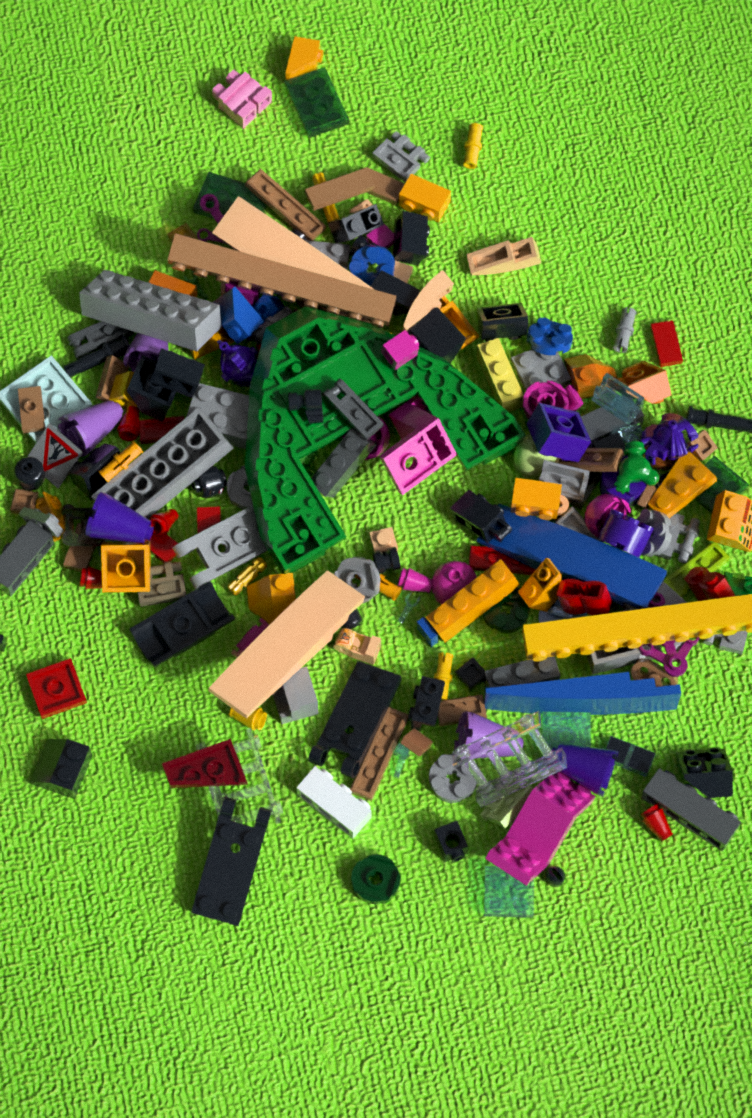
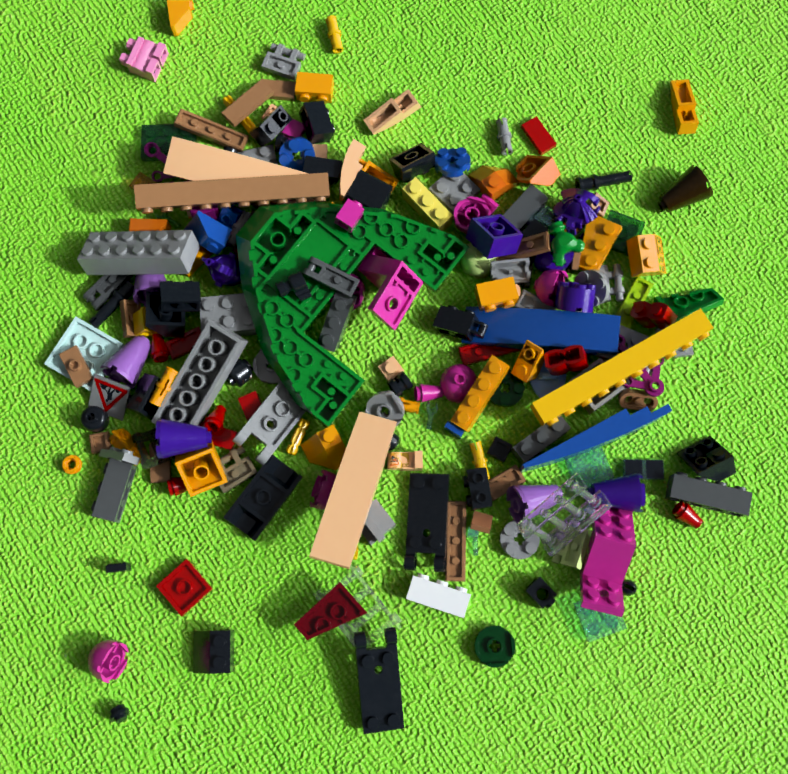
camera: 20 degrees left, 10 degrees up
(316, 102) = (203, 42): clear green plate -> none
(618, 399) = (526, 192): clear light blue hinge -> none

